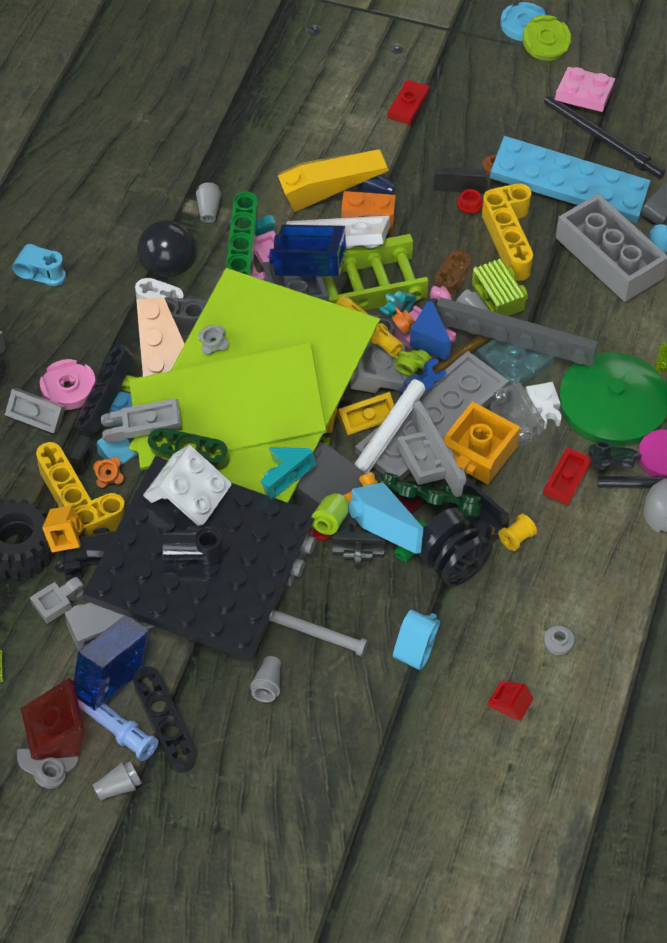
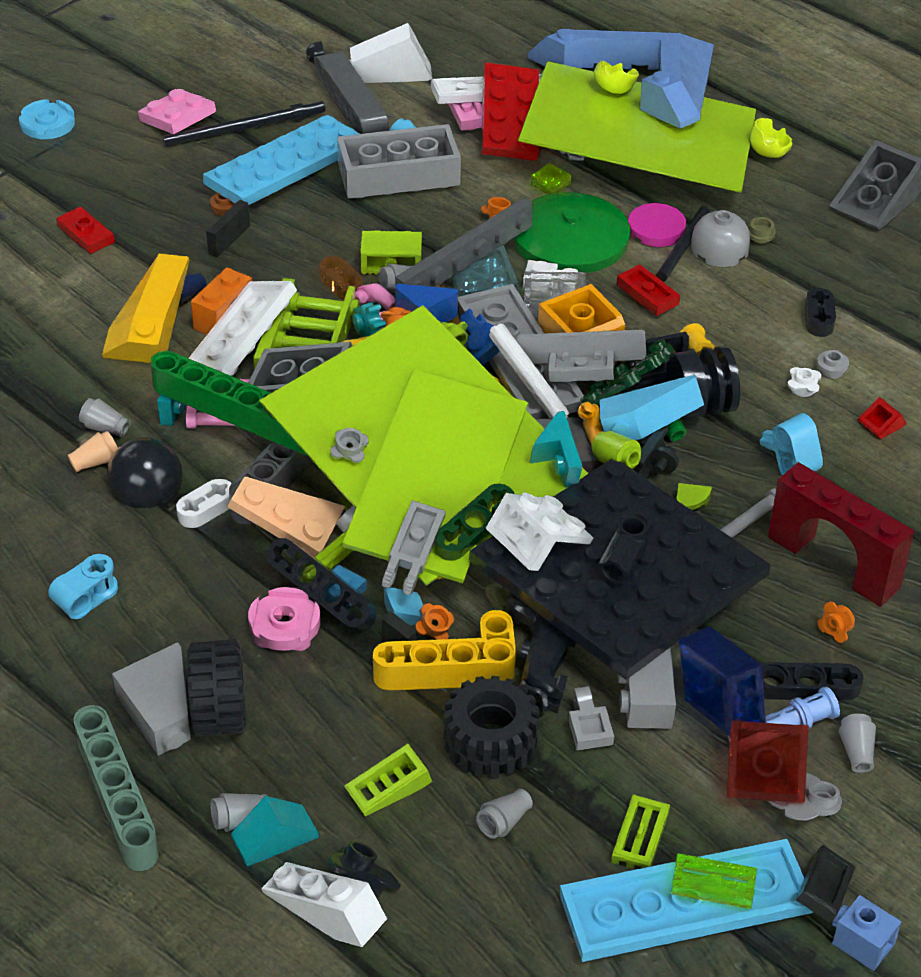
camera: 65 degrees left, 10 degrees down
(35, 410) = (305, 658): light grey plate -> none
(67, 527) = (521, 662): light orange brick -> none
(172, 211) = (93, 452): none -> light nougat cone
(238, 729) = (836, 621): none -> orange plate
(267, 680) = (788, 581): light grey cone -> none
(309, 250) = (298, 330): clear blue window -> none
(324, 672) = (878, 539): none -> dark red arch
(331, 589) = (693, 495): none -> lime tile
(470, 201) = (258, 233): red plate -> none
(501, 213) = (317, 221): yellow beam -> none
(521, 632) = (804, 381): none -> white plate
(546, 38) = (87, 110): lime tile -> none
(604, 454) = (646, 251): black plate -> none
(606, 337) = (495, 206): none -> orange plate
(625, 613) = (825, 311): none -> black beam

